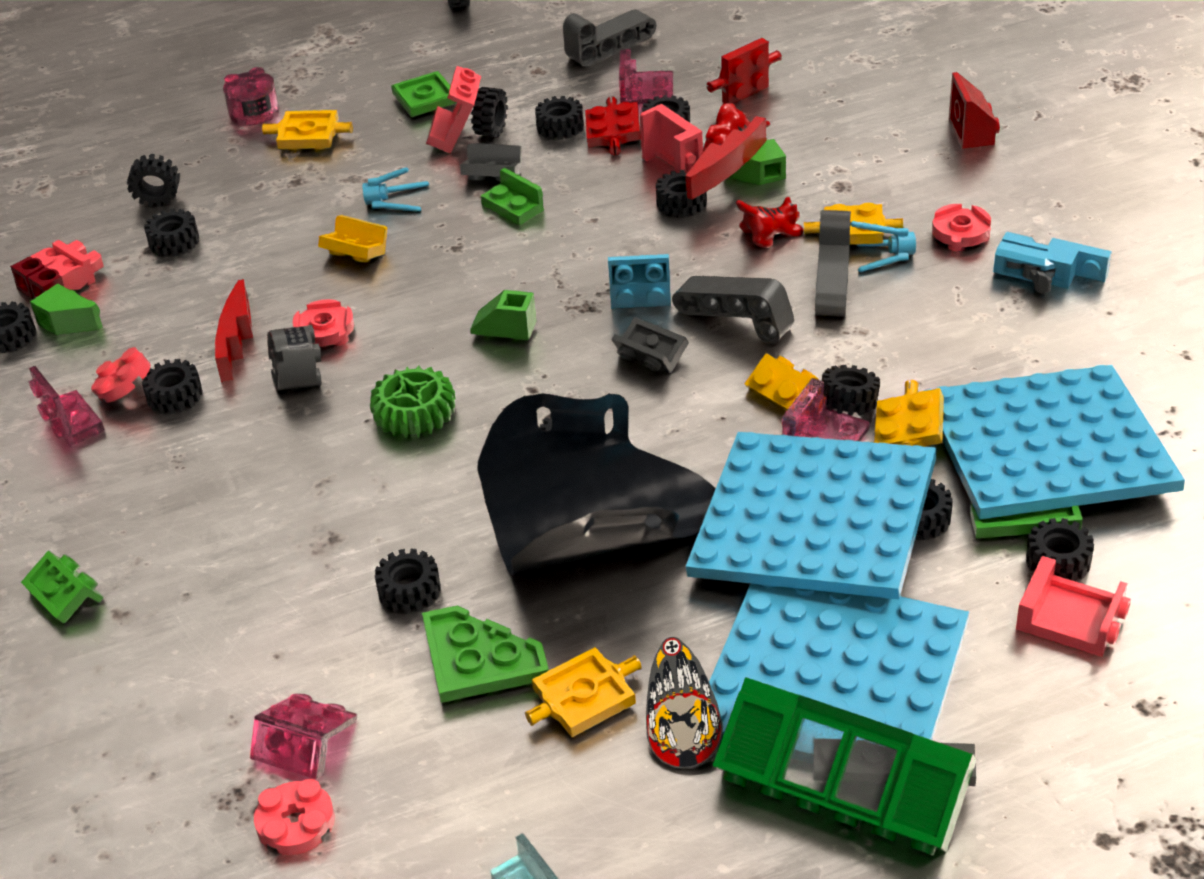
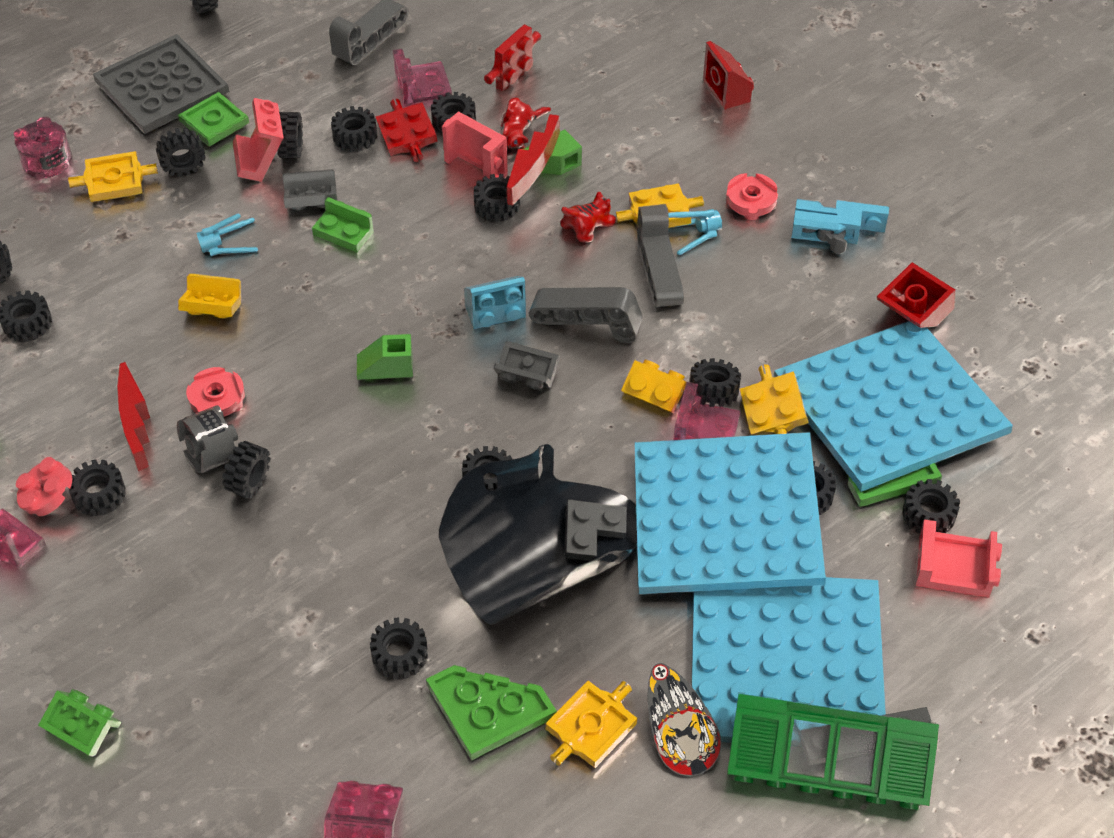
camera: 20 degrees left, 10 degrees up
(320, 376) = (246, 469): none -> black tyre
(374, 126) = (179, 141): none -> black tyre
(385, 57) = (160, 83): none -> dark grey plate
(412, 401) = (332, 470): bright green gear -> none
(664, 493) = (587, 521): none -> dark grey plate
(1117, 341) = (919, 297): none -> red slope

